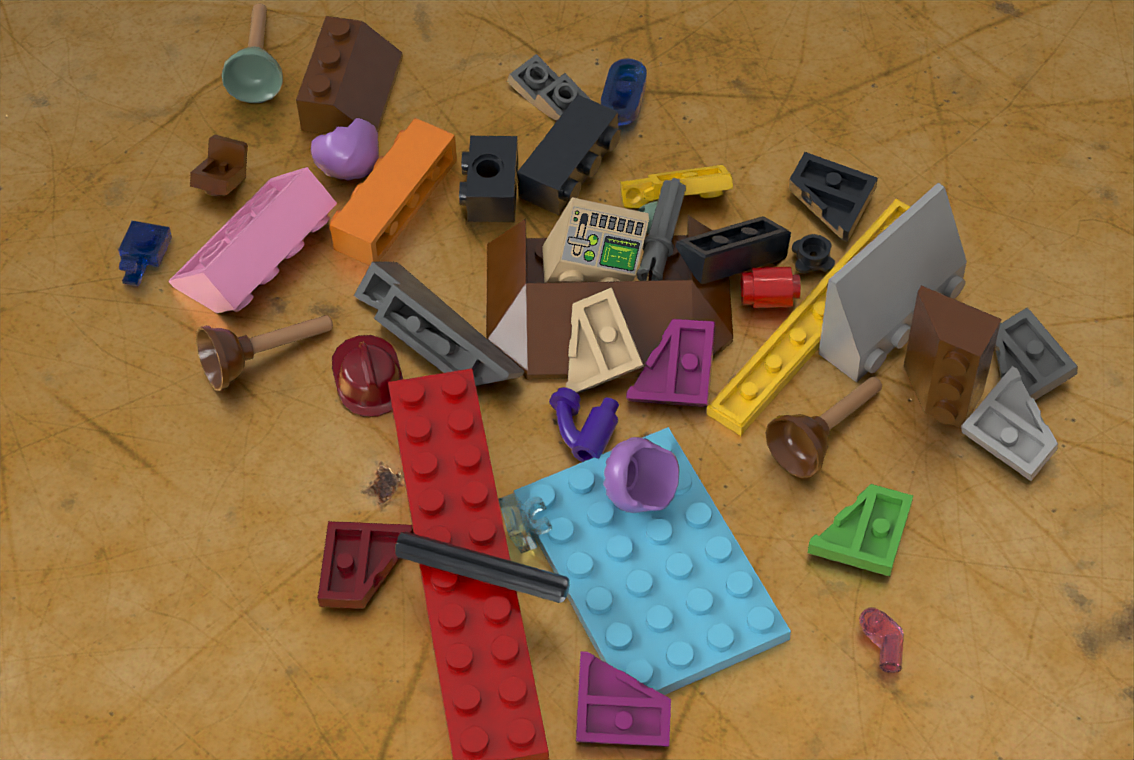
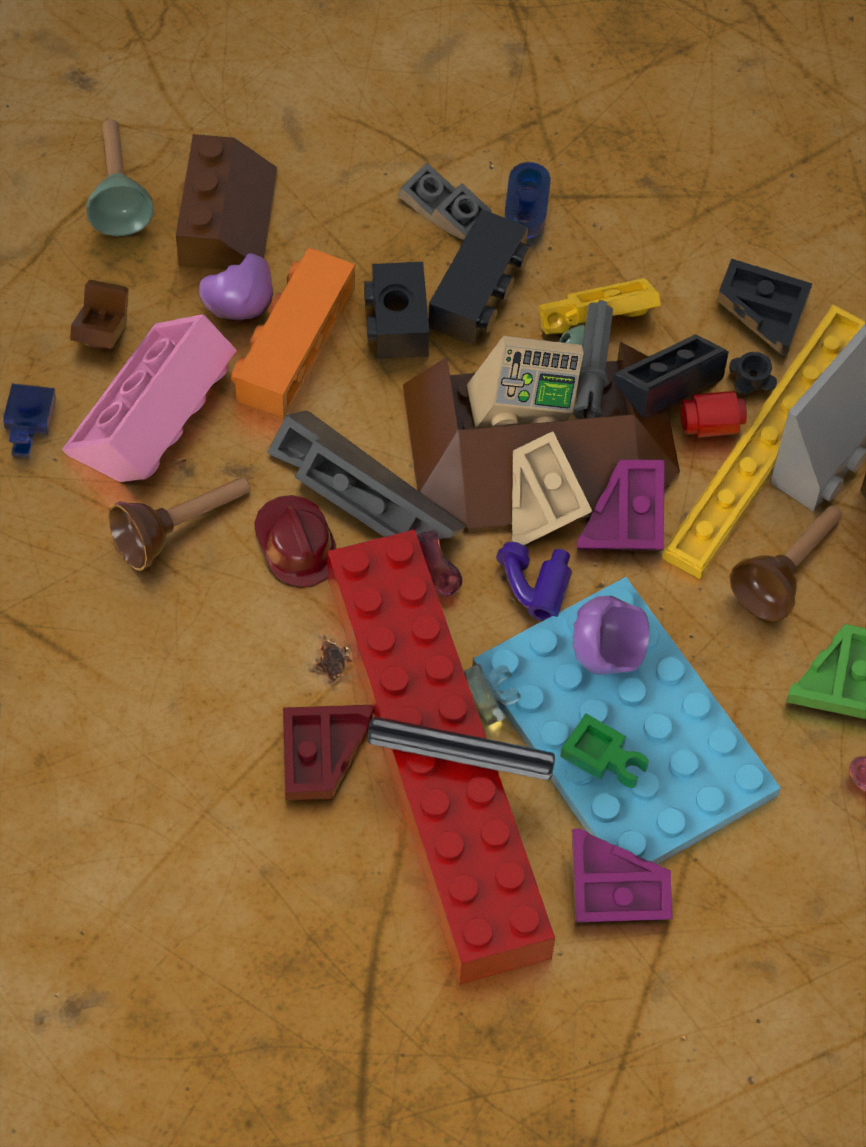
camera: 10 degrees left, 5 degrees up
(492, 406) = (443, 572): none -> clear pink arm
(619, 579) = (599, 748): none -> green plate

